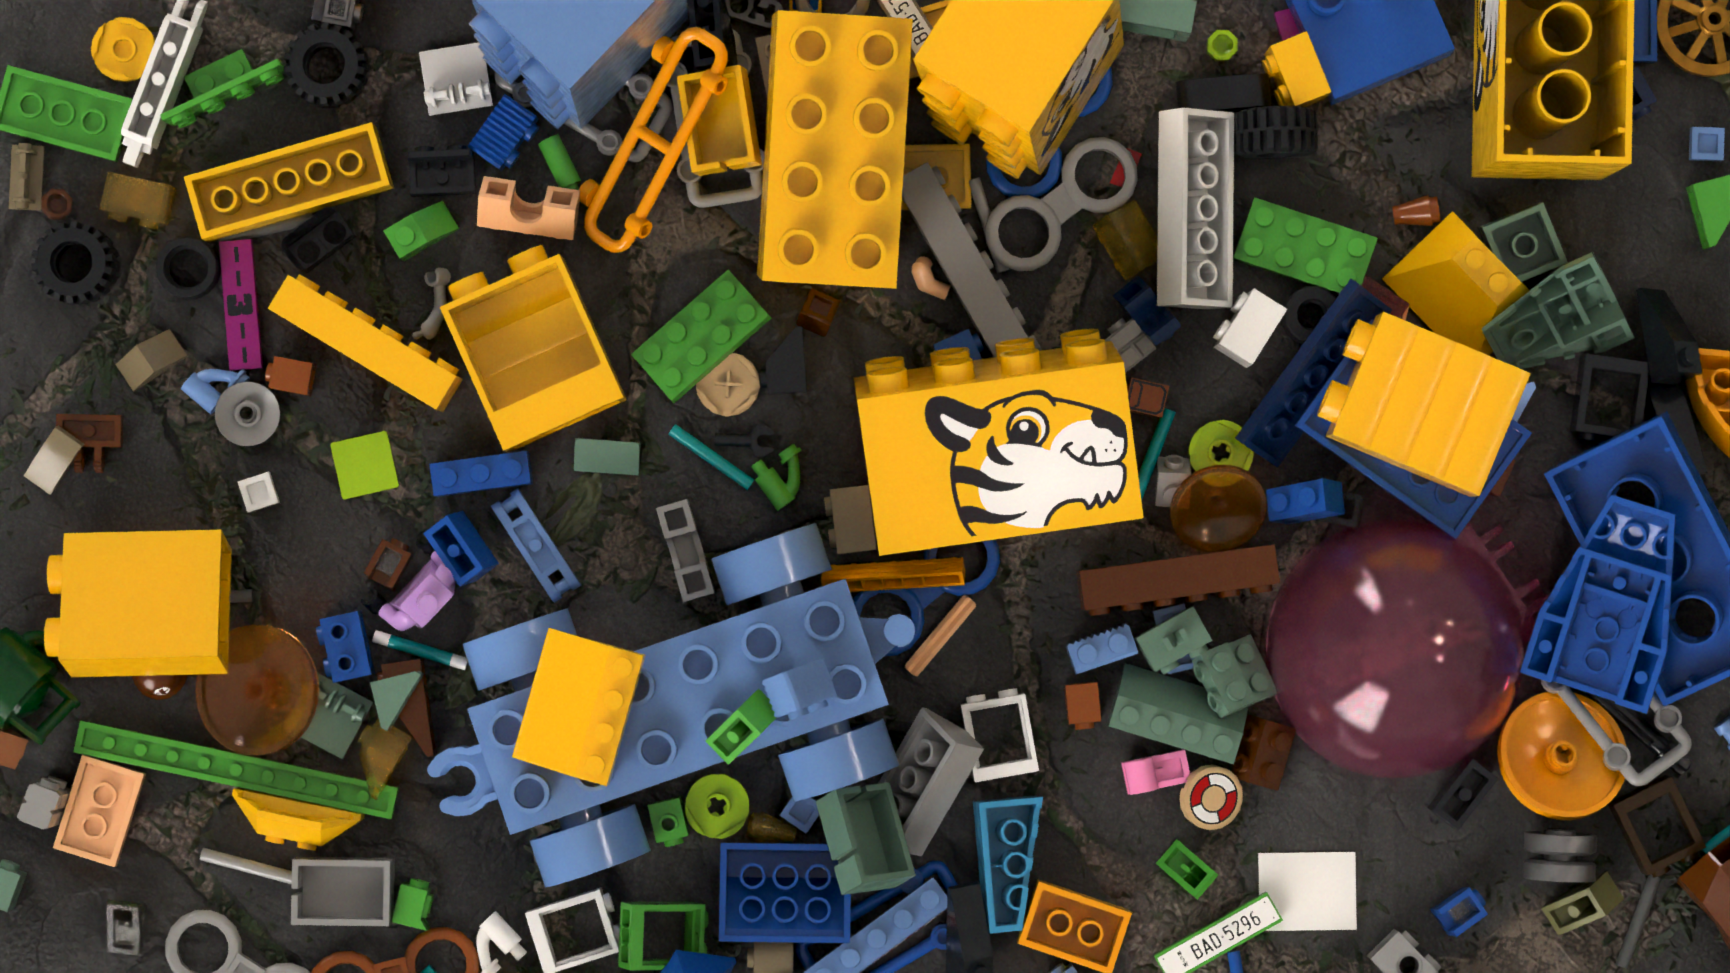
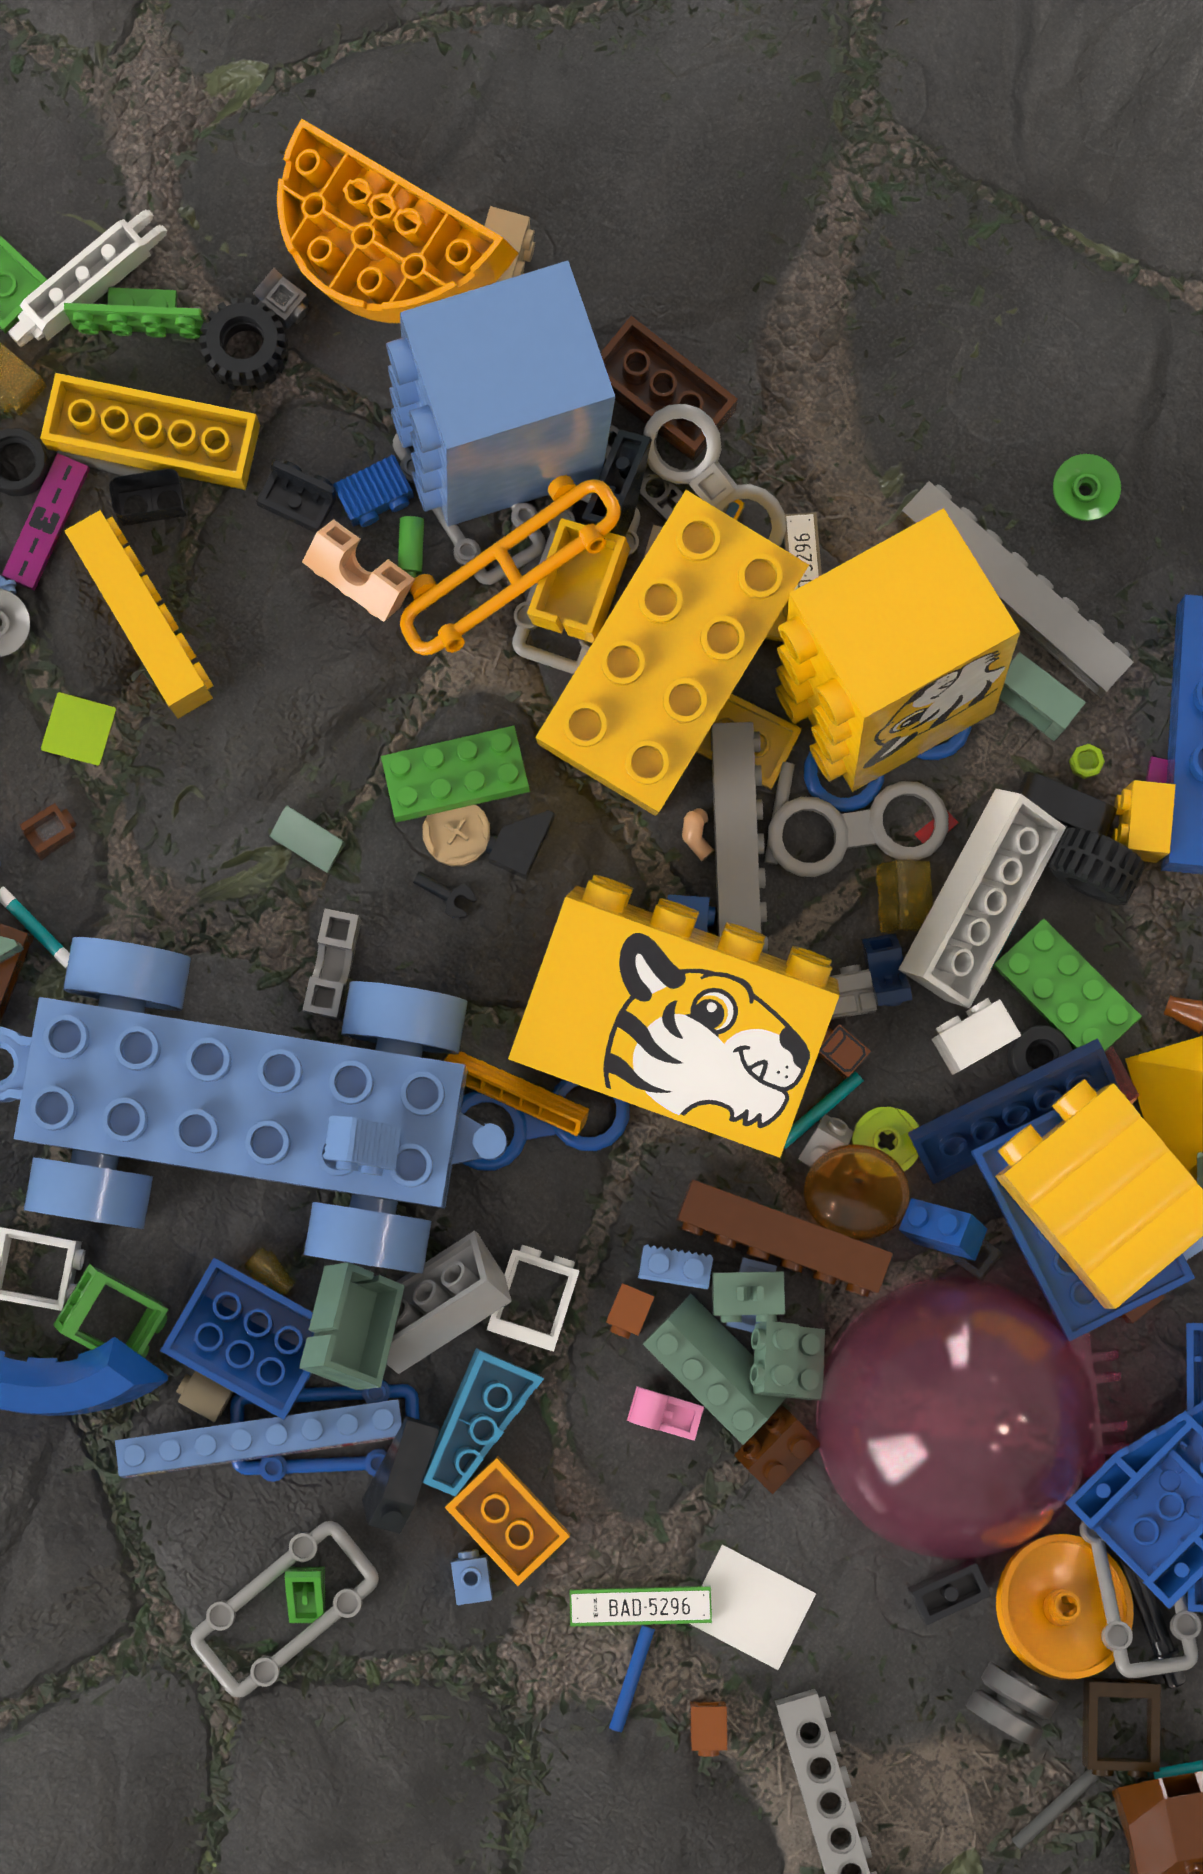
camera: 25 degrees right, 5 degrees down
(122, 49) = (65, 232): yellow tile -> none
(291, 376) = (55, 610): dark orange brick -> none
(419, 598) = (64, 875): lavender torso -> none
(421, 230) = (248, 539): bright green slope -> none
(438, 280) = (240, 594): light grey piece -> none
(455, 79) = (355, 420): white hinge -> none
(461, 548) = (123, 851): blue brick -> none
(481, 473) = (180, 792): blue brick -> none
(531, 349) = (289, 701): yellow brick -> none
(535, 545) = (195, 886): medium blue plate -> none
(578, 706) = (143, 1050): yellow slope -> none
(668, 821) = (177, 1212): bright green brick -> none
(711, 457) = (404, 892): teal bar -> none
(713, 824) = (217, 1208): lime plate -> none
(742, 727) = (288, 1151): bright green slope -> none
(772, 484) = (447, 945): bright green plant -> none
(801, 813) = (306, 1271): medium blue plate -> none
(818, 312) = (576, 810): reddish brown slope -> none
(851, 519) = (501, 1018): dark tan brick -> none
(940, 635) = (529, 1173): light nougat axle -> none
(1187, 869) = (645, 1523): bright green slope -> none
(1211, 797) = (705, 1466): tile -> none
(1460, 911) = (887, 1706): blue window -> none
(1583, 904) = (1010, 1763): olive slope -> none

